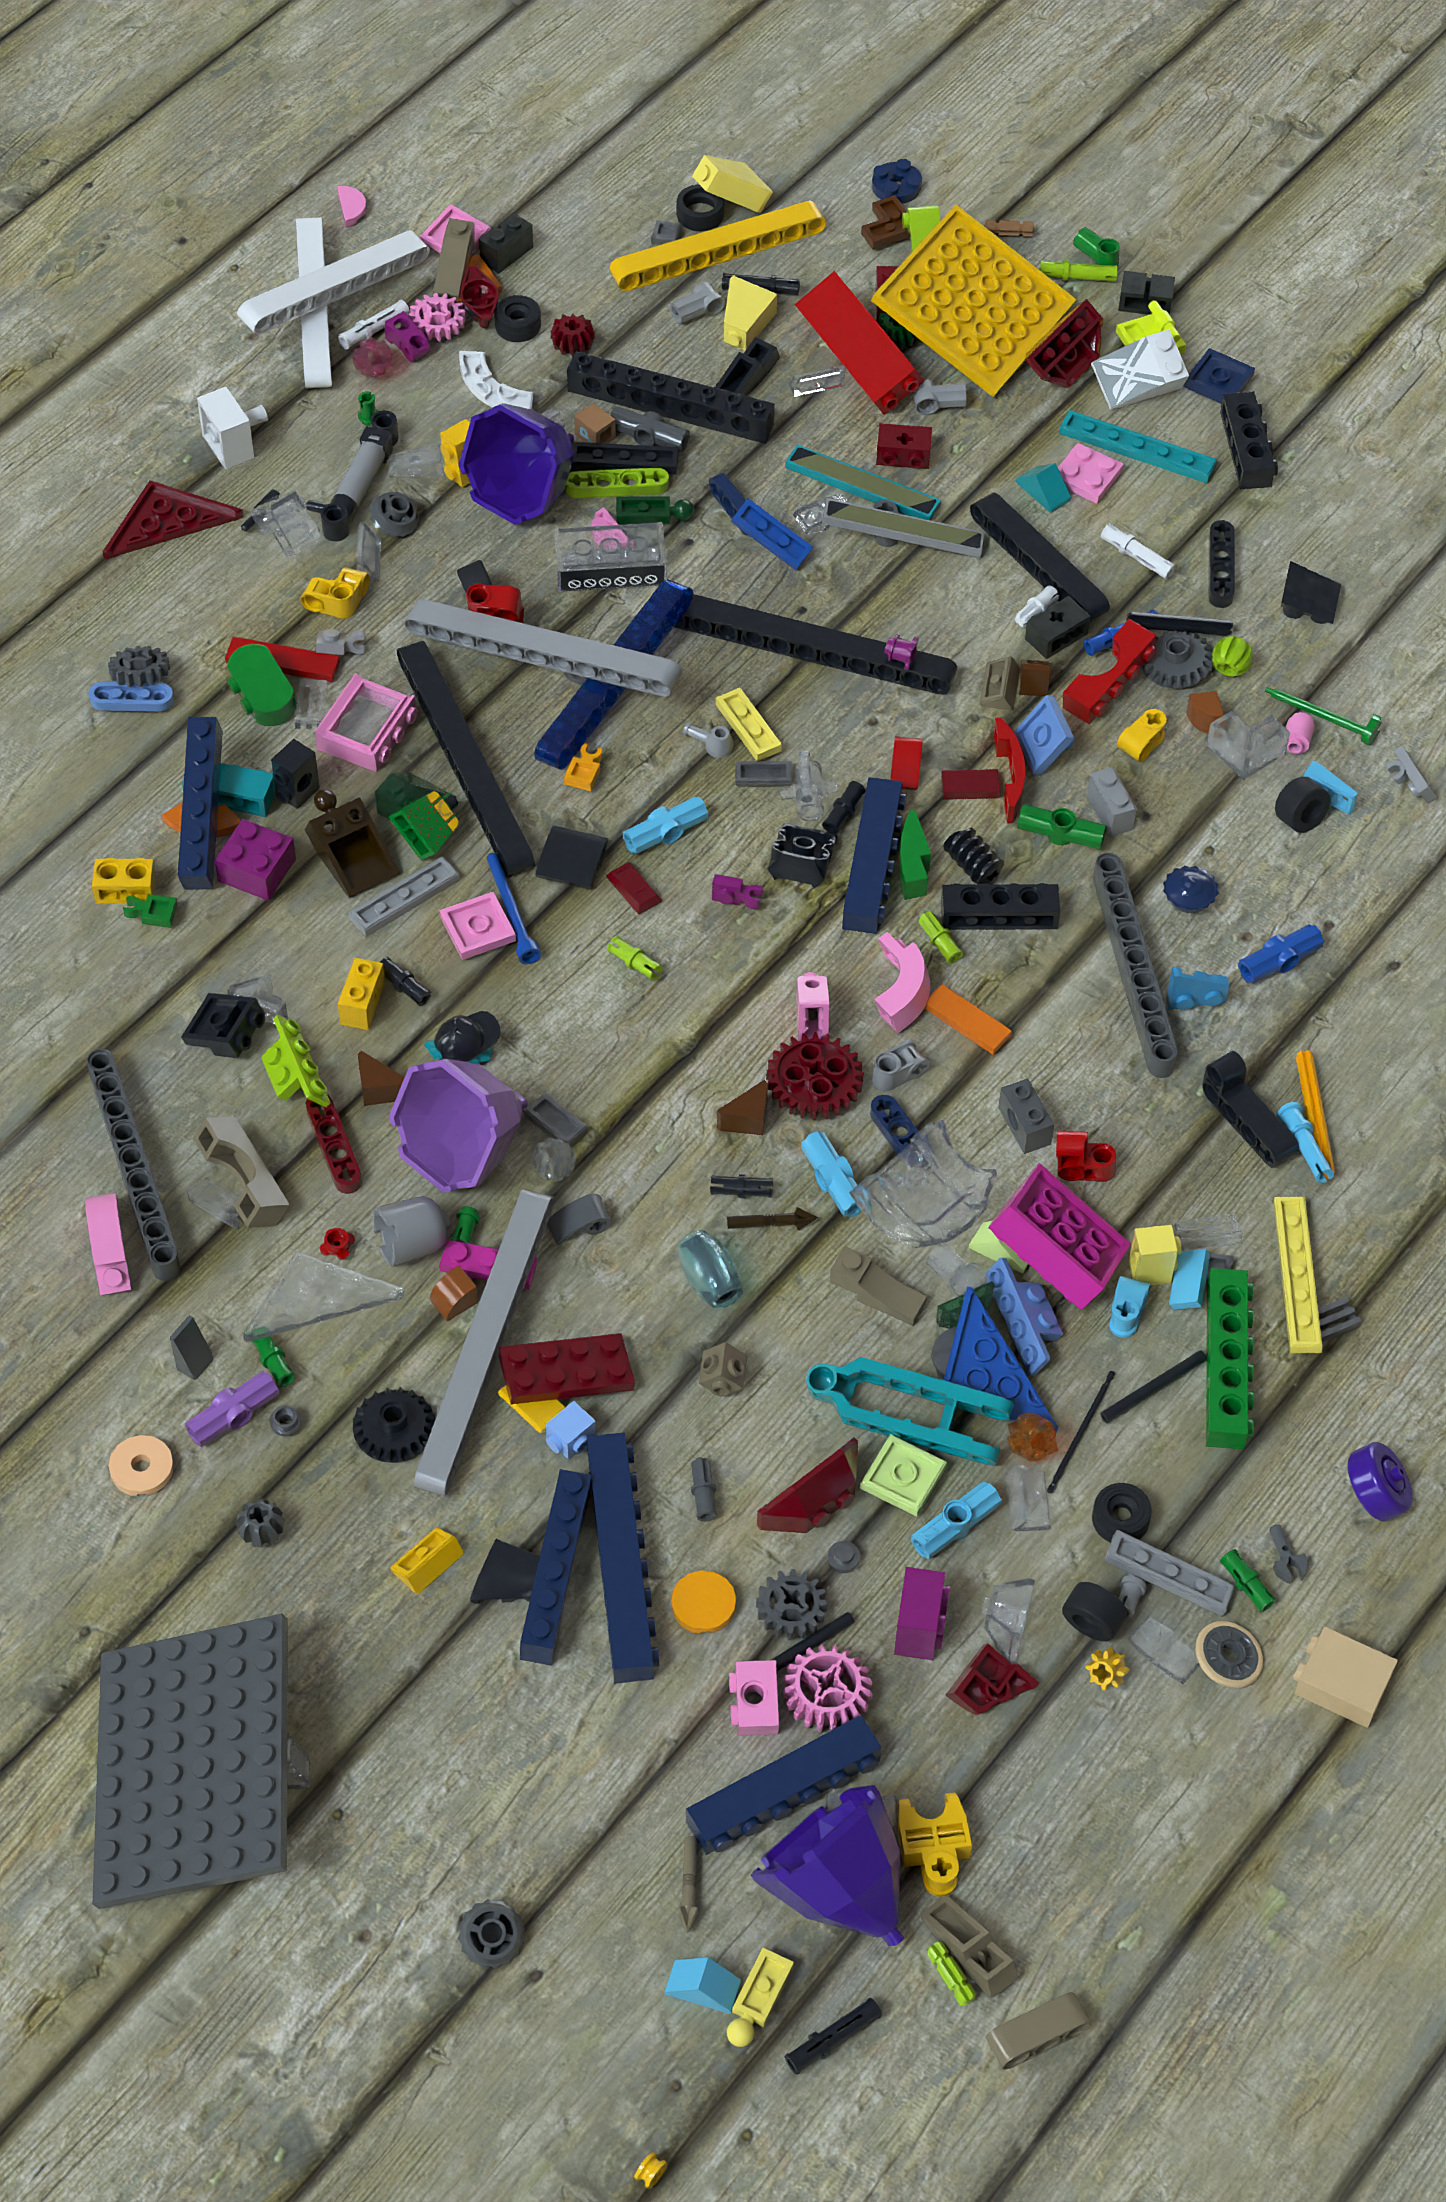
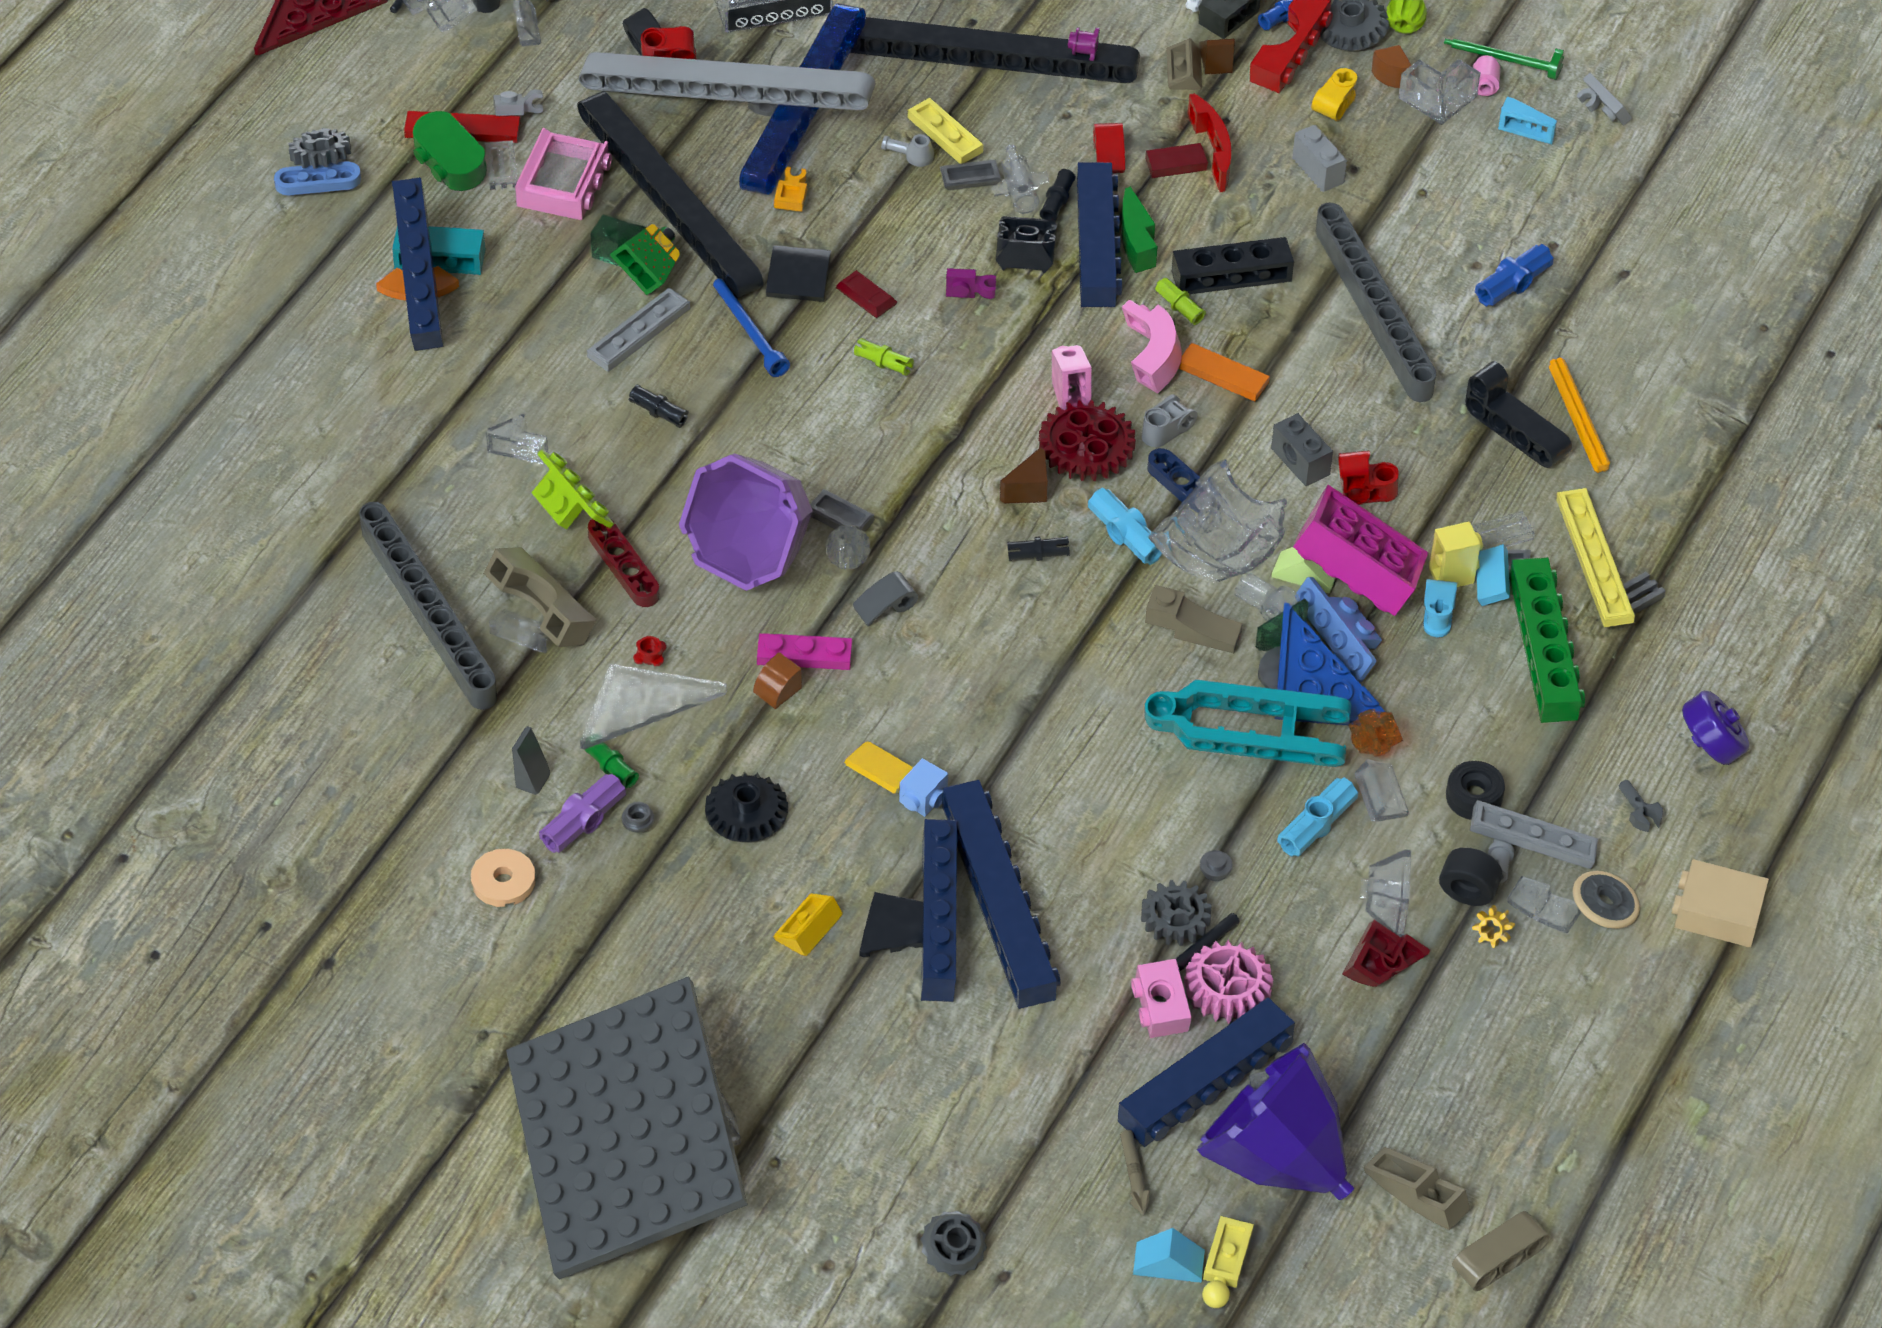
camera: 10 degrees left, 5 degrees down
(107, 1243) = (420, 668): bright pink arch -> none
(121, 878) = (353, 348): yellow brick -> none
(154, 911) = (390, 372): green plate -> none
(225, 1024) = (489, 466): black plate -> none
(255, 859) = (482, 312): magenta brick -> none
(260, 1522) = (637, 910): dark grey piece -> none
(295, 773) = (505, 227): black brick -> none
(336, 596) = (503, 61): yellow piece -> none
(353, 847) = (577, 289): dark brown slope -> none
(361, 993) = (619, 421): yellow brick -> none
(378, 1081) = (657, 499): reddish brown slope -> none
(410, 1229) = (721, 626): light grey cylinder -> none
(465, 1225) = (774, 615): green pin -> none
(466, 1038) = (743, 439): black hair -> none
(477, 925) = (720, 346): bright pink plate -> none
(482, 1343) = (820, 719): light grey beam -> none
(566, 1368) = (906, 732): dark red plate -> none
(665, 825) = (885, 232): medium azure piece -> none
(703, 1489) = (1065, 824): dark grey axle -> none
(703, 1602) = (1089, 923): light orange tile -> none
(710, 1269) = (1026, 624): clear light blue piece -> none
(723, 1369) = (1060, 712): dark tan brick -> none
(799, 1218) = (1101, 570): dark brown piece -> none
(800, 2058) = (1295, 1293): black pin -> none
(815, 1495) = (1175, 813): dark red wedge -> none
(903, 1475) = (1257, 784): yellowish green plate -> none
(921, 1613) = (1305, 900): magenta brick -> none
(935, 1843) = (1367, 1102): yellow piece -> none
(951, 1973) = (1405, 1215): lime axle -> none
(974, 856) = (1196, 223): black piece -> none
(1044, 735) = (1241, 104): medium blue tile -> none
(1061, 826) = (1275, 186): green piece -> none
(1078, 1436) = (1418, 725): black piece -> none
(1153, 1386) = (1479, 675): black piece -> none
(1190, 889) = (1414, 227): dark blue piece -> none
(1196, 990) = (1440, 316): dark azure wing -> none
(1247, 1580) = (1609, 832): green pin -> none
(1292, 1117) = (1580, 442): medium azure pin -> none
(1302, 804) = (1505, 138): black tyre -> none

